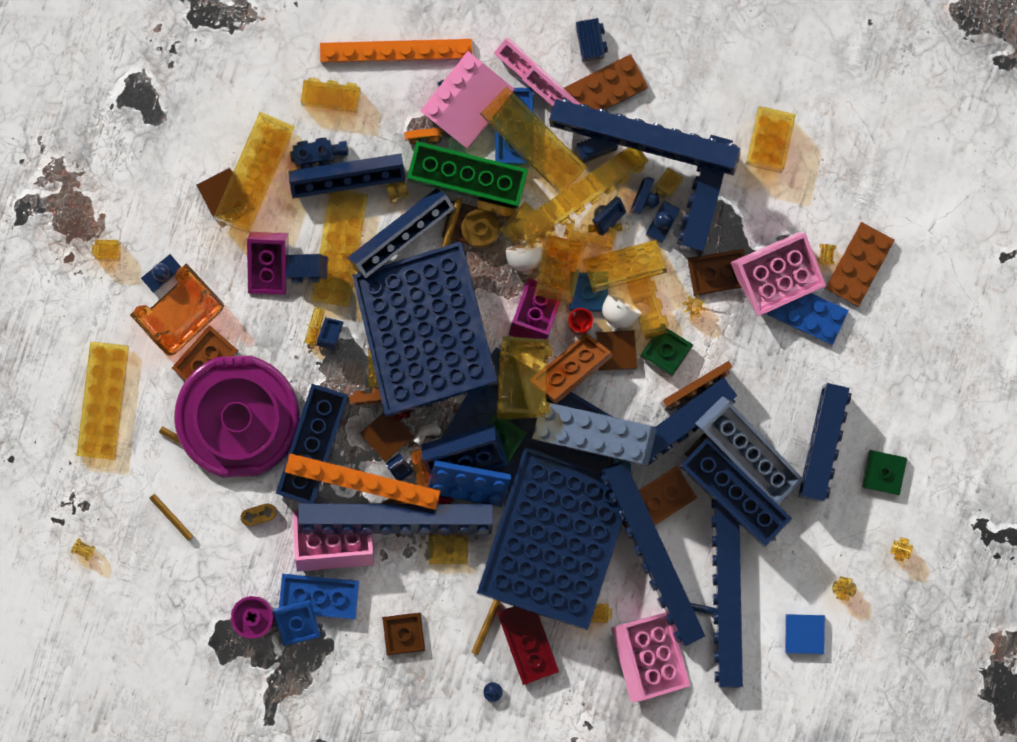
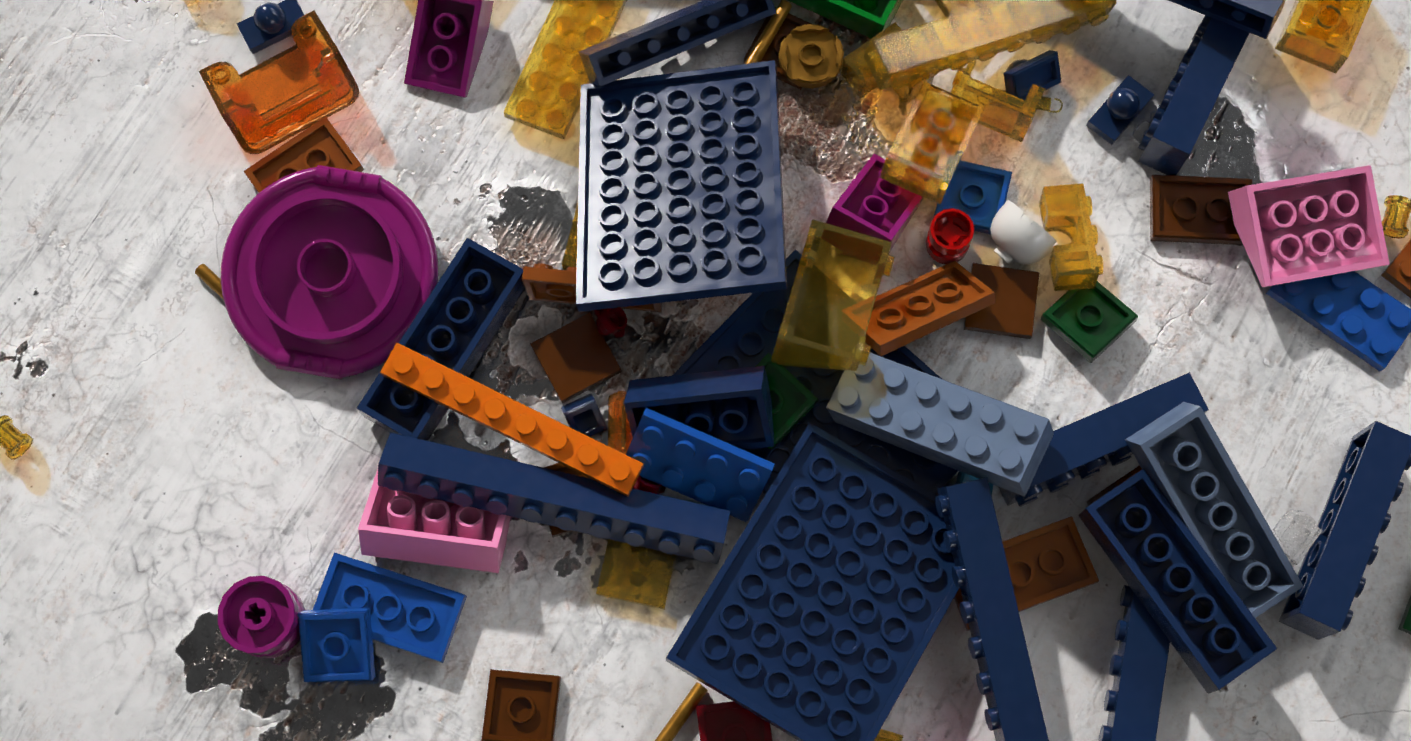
camera: 20 degrees right, 10 degrees down
(102, 400) = (116, 202): clear yellow plate -> none
(171, 517) = (175, 417): pearl gold bar -> none
(257, 510) = (323, 436): pearl gold beam -> none
(306, 267) = (508, 56): dark blue brick -> none
(314, 326) = (498, 157): clear yellow axle -> none
(329, 334) = (519, 171): dark blue tile -> none
(426, 430) = (645, 365): white arm -> none
(496, 208) = (843, 24): pearl gold tile -> none
(525, 258) = (876, 115): white cylinder -> none
(624, 266) = (1044, 162): clear yellow plate -> none
(644, 197) = (1098, 63): dark blue tile -> none
(668, 183) = (1142, 48): clear yellow brick -> none
(689, 308) = (1159, 258): clear yellow gear -> none
(703, 382) = (1116, 388): dark orange plate -> none

